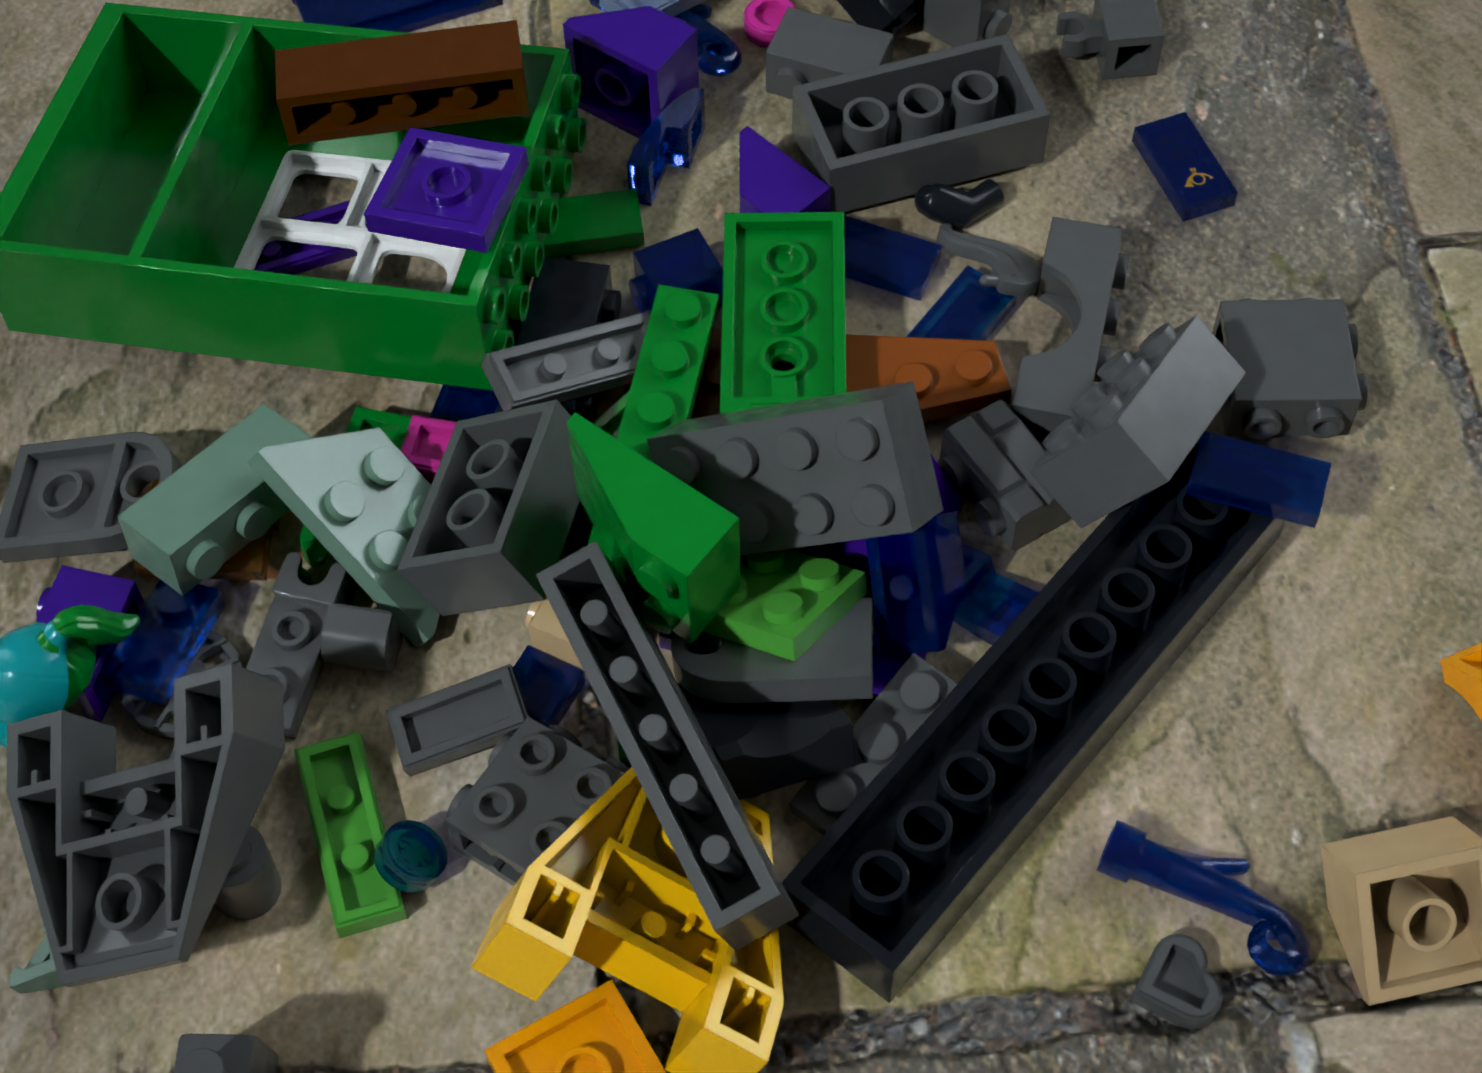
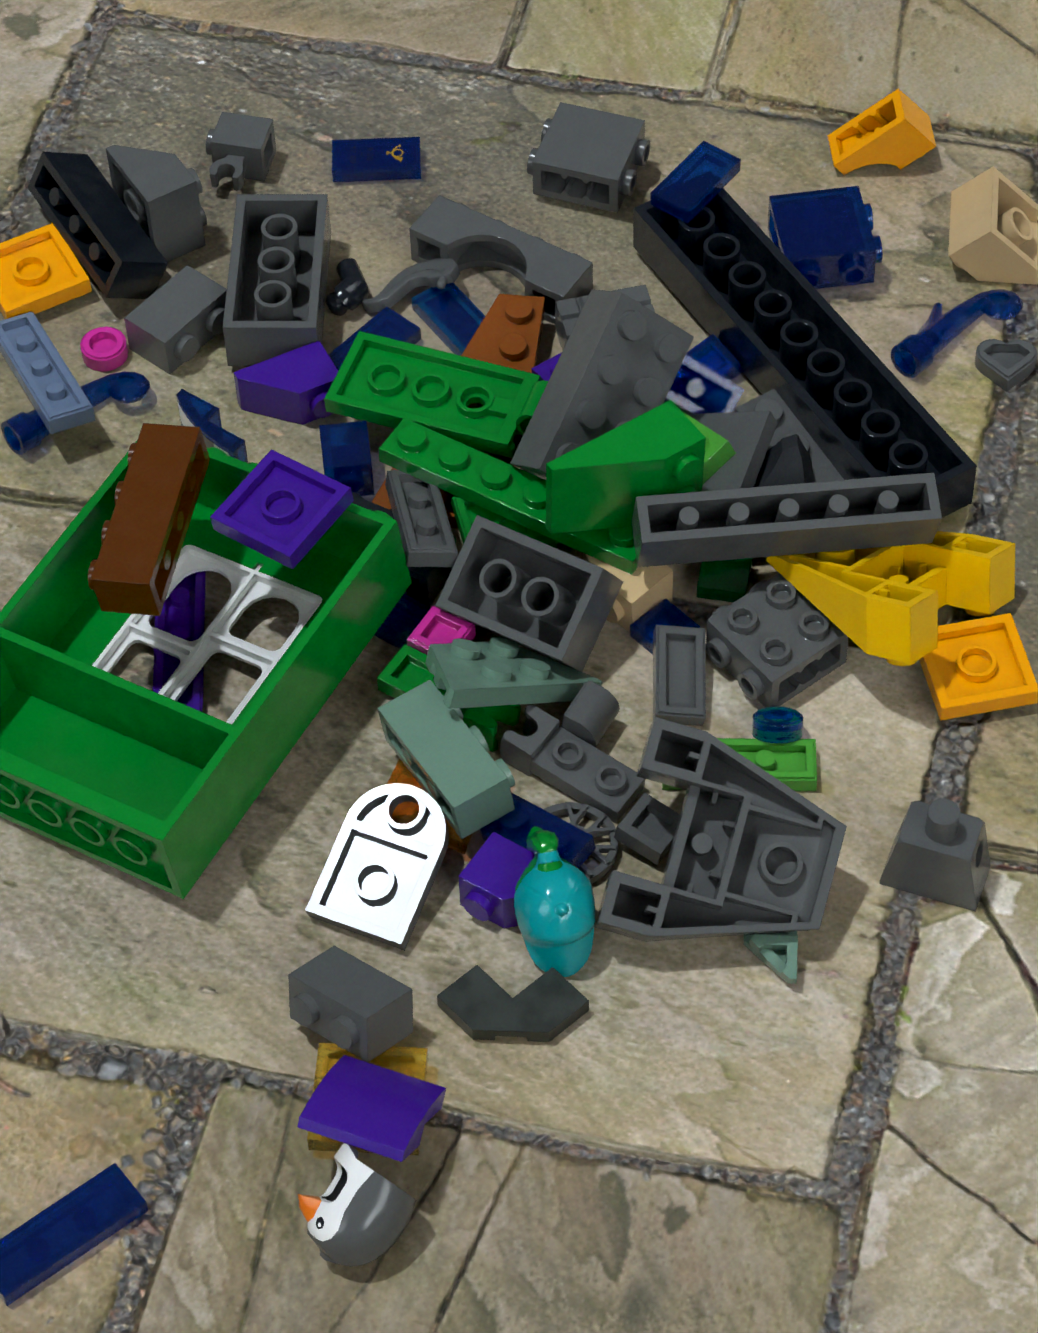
camera: 70 degrees left, 5 degrees down
(631, 64) = (137, 397): dark purple slope -> none
(1137, 421) = (626, 224): dark grey brick -> none
(1274, 676) = (826, 235): none -> clear blue brick

